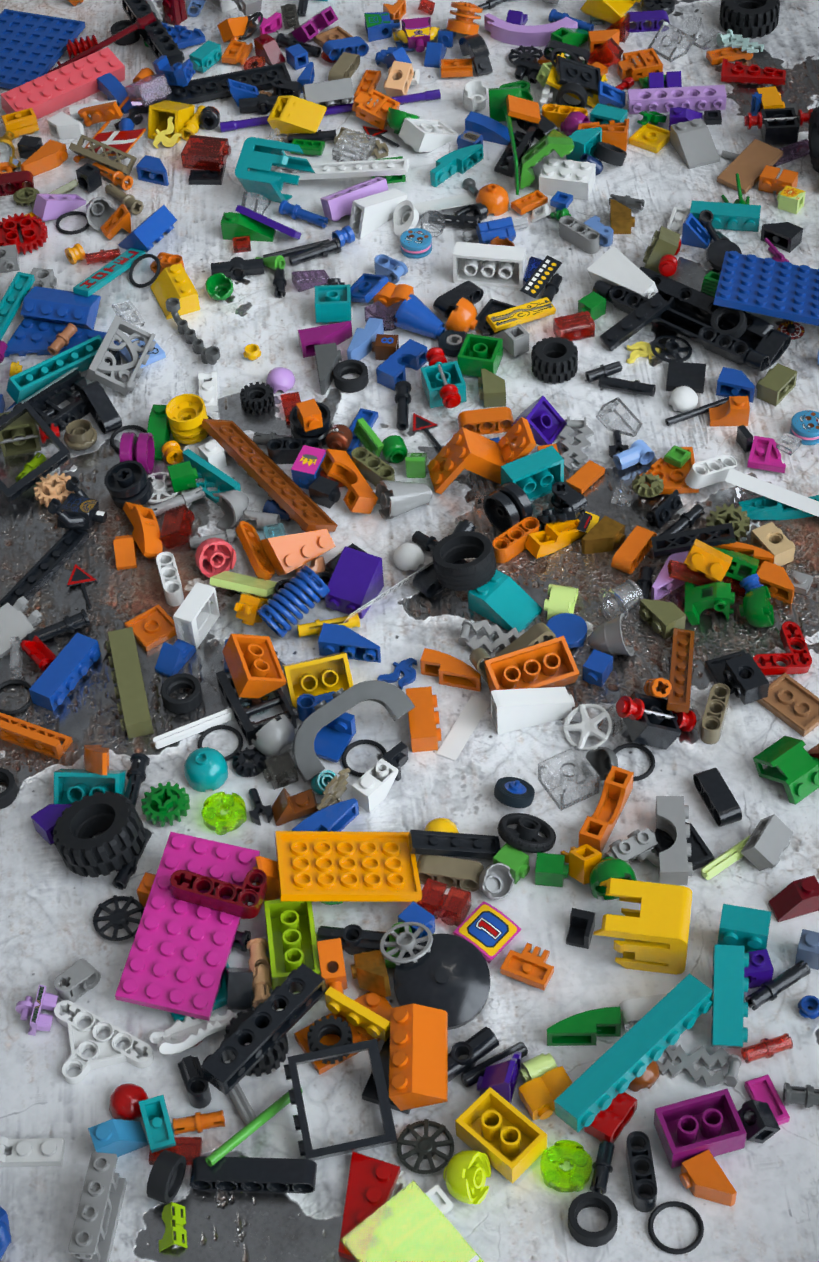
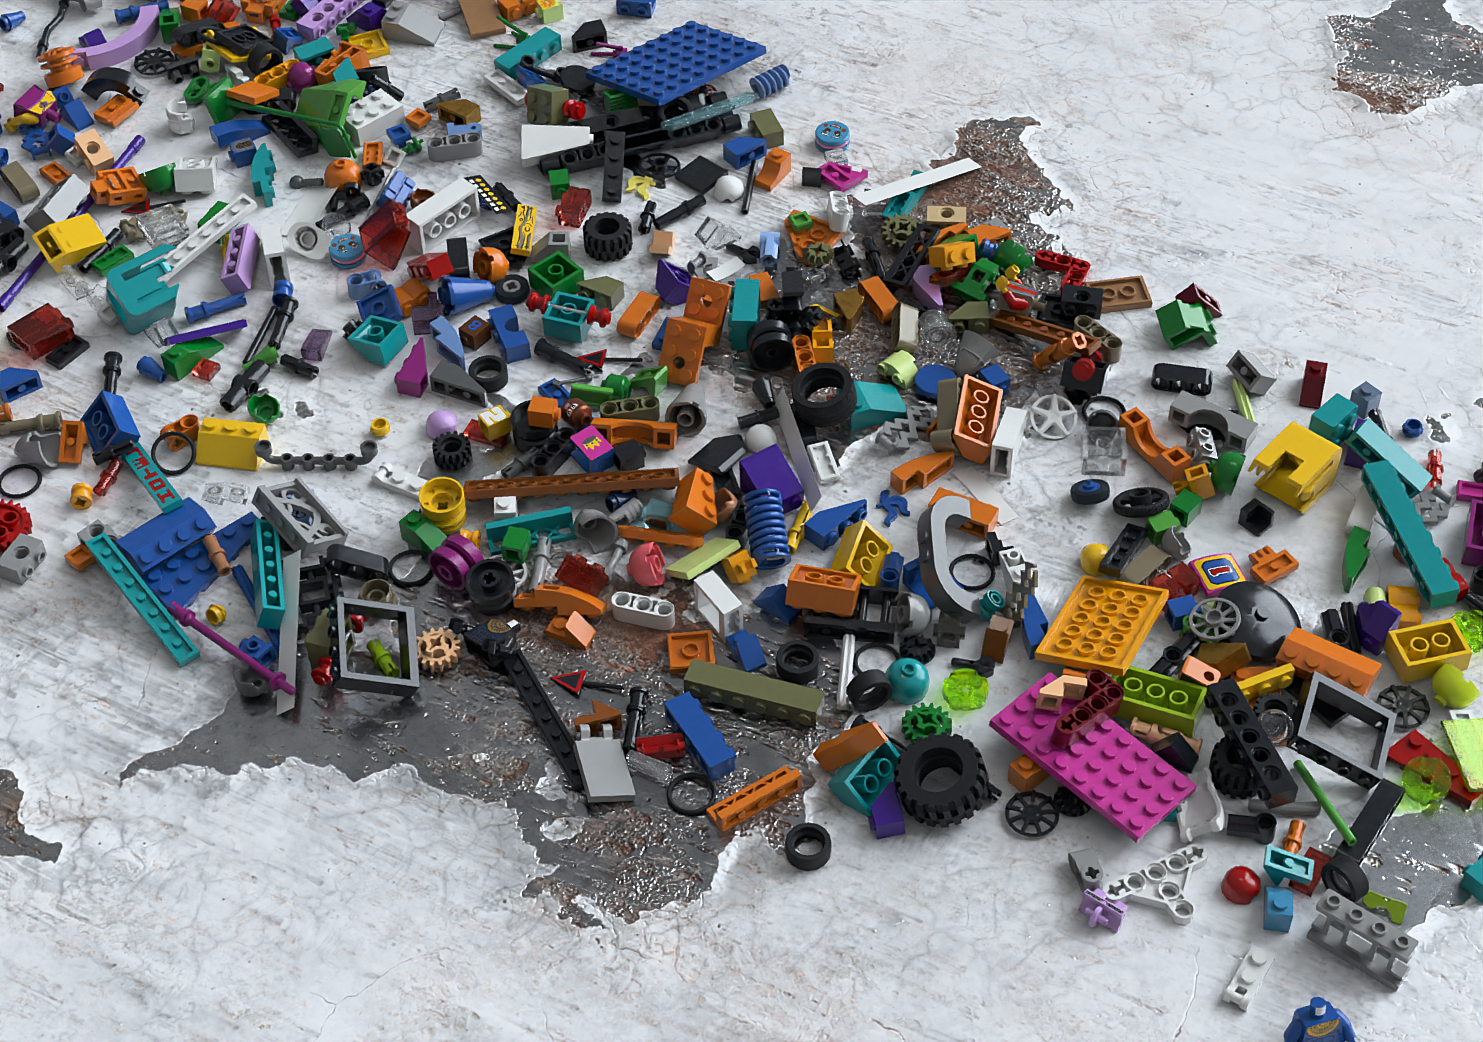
camera: 60 degrees left, 0 degrees up
(47, 607) = (601, 715): none -> dark orange slope
(122, 243) = (113, 451): none -> black axle
(170, 747) = (864, 682): none -> black tyre
(200, 204) = (112, 370): none -> black pin
(216, 217) = (149, 367): none -> blue cone
(223, 859) = (1063, 687): none -> light nougat slope
(291, 397) = (494, 422): none -> yellow brick
(298, 1038) = (1277, 725): none -> clear hair
(341, 1211) = (1424, 793): none -> clear neon green plate
(369, 415) = (556, 383): none -> dark grey hinge
(372, 540) = (720, 454): none -> black tile
(411, 605) = (823, 462): none -> white plate
(423, 285) = (430, 266): none -> red brick
(433, 247) = (386, 233): none -> clear red slope
(508, 209) = (372, 174): none -> black gear
(583, 444) = (726, 269): none -> white sticker
(584, 394) = (662, 242): none -> light nougat slope
(589, 485) = (792, 282): none -> black slope
(593, 202) = (418, 118): none -> orange plate
(604, 168) = (380, 83): none -> black axle
(609, 576) = (904, 328): none -> dark tan beam
(713, 633) = (1016, 296): none -> torso
(748, 338) = (709, 111): none -> clear light blue tile

